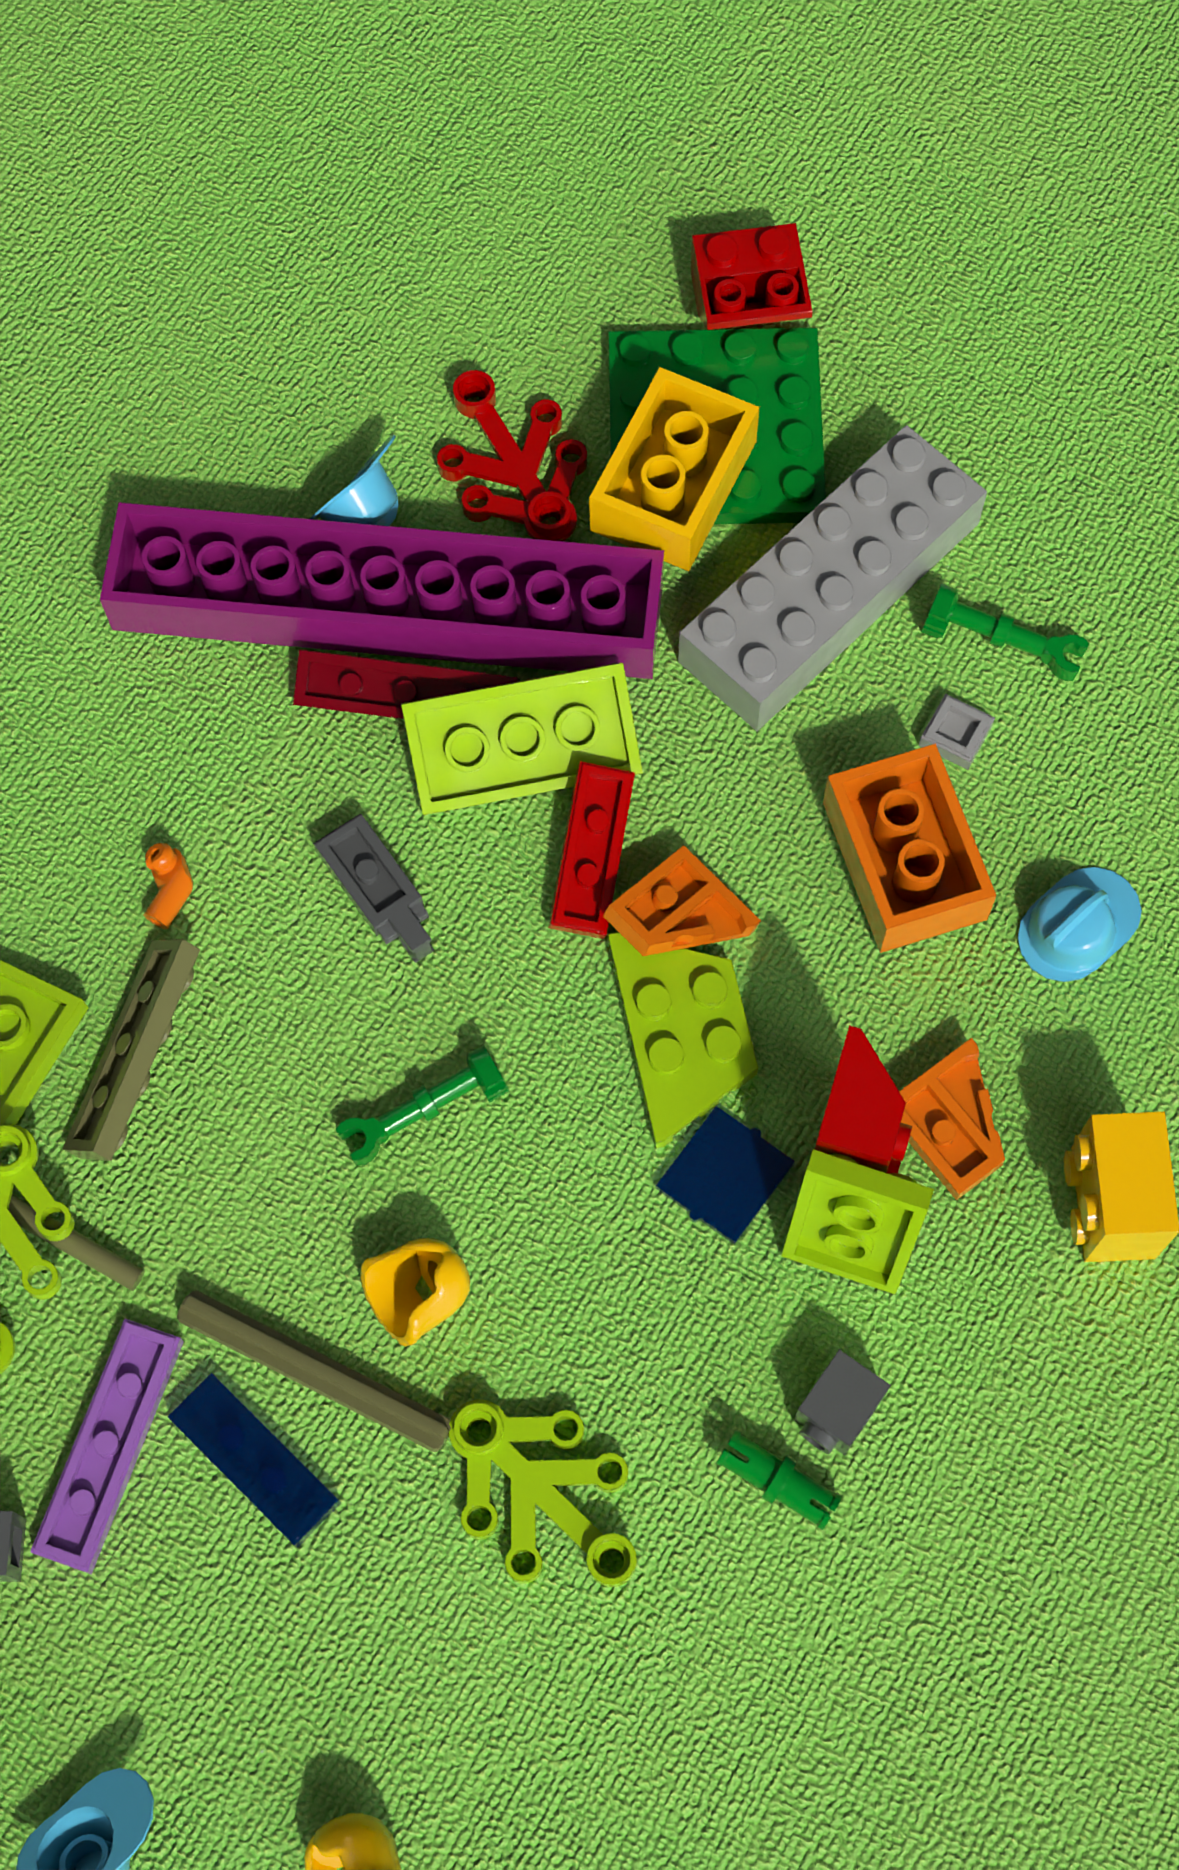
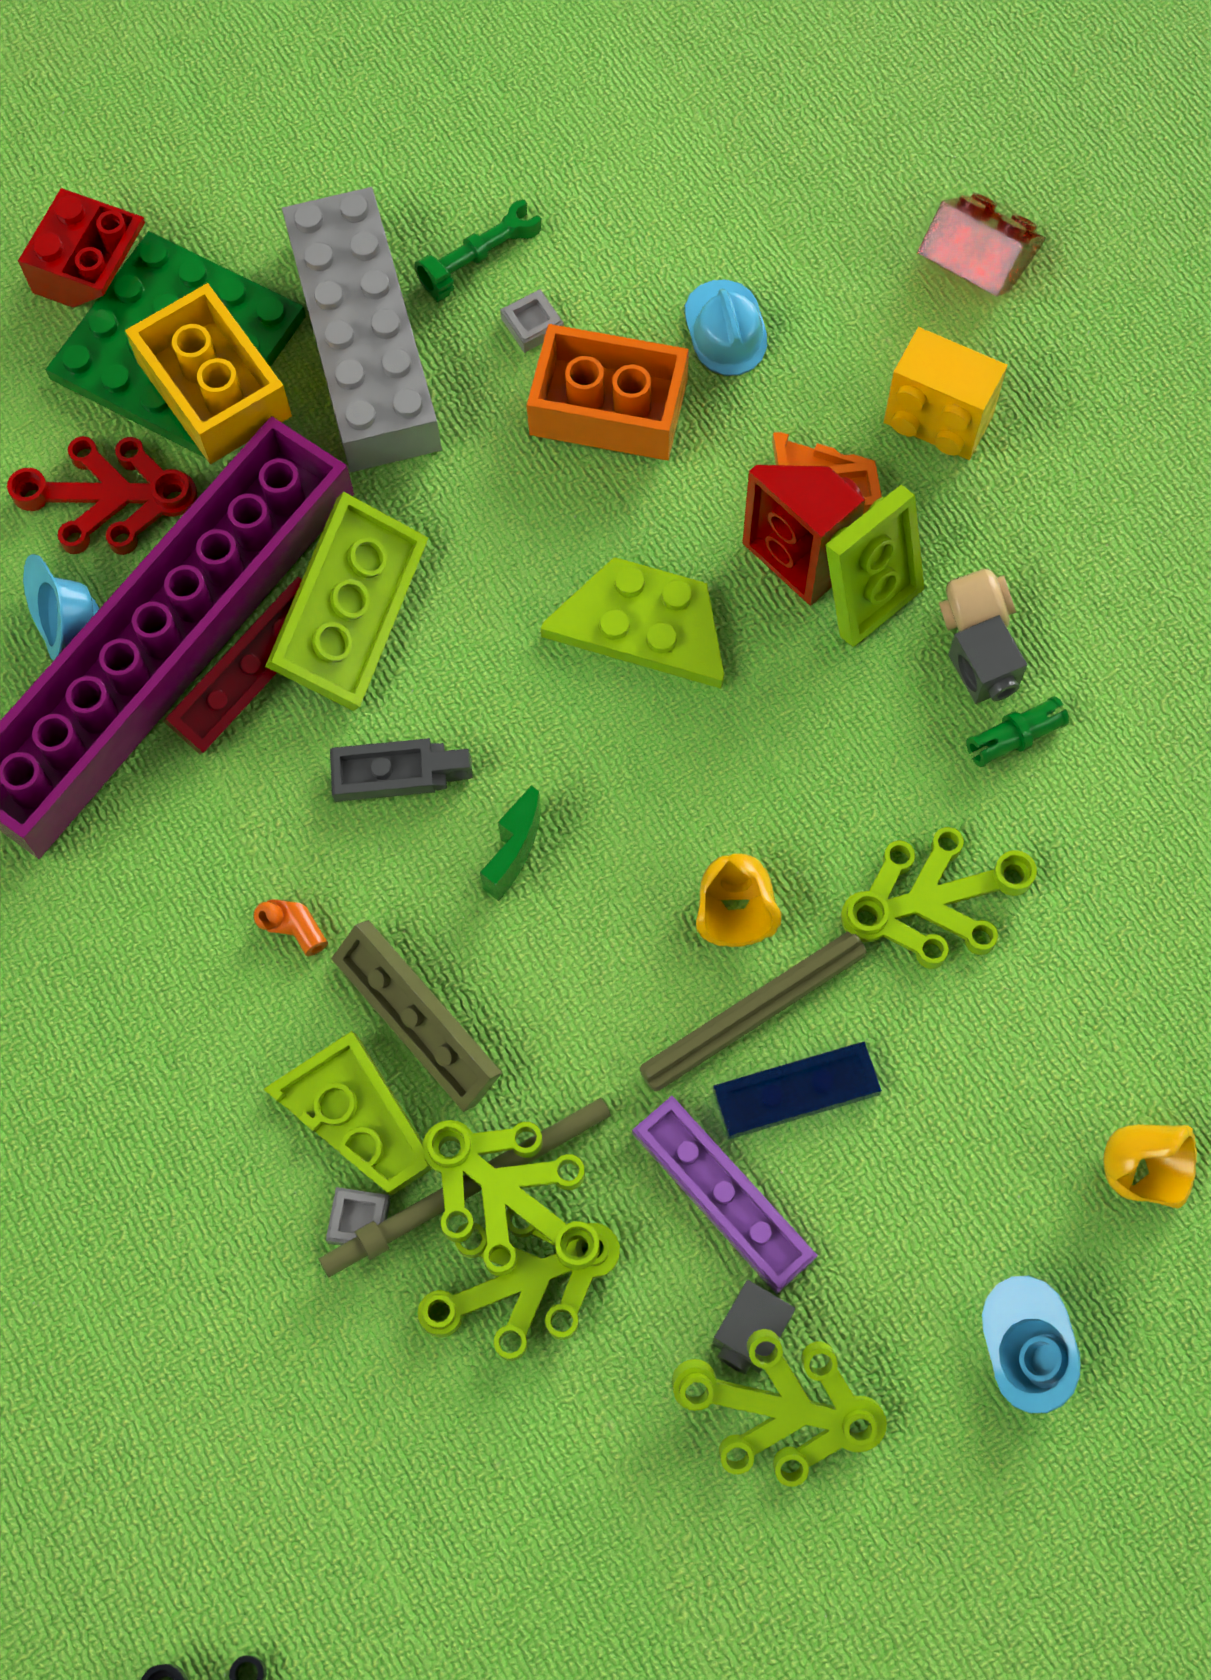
camera: 60 degrees left, 0 degrees up
(376, 1038) = (518, 832): none -> green slope
(425, 1103) = (593, 771): green piece -> none
(591, 850) = (467, 603): red tile -> none
(679, 908) = (553, 567): orange wing -> none
(725, 1175) = (770, 652): clear blue piece -> none
(903, 1356) = (976, 599): none -> tan head

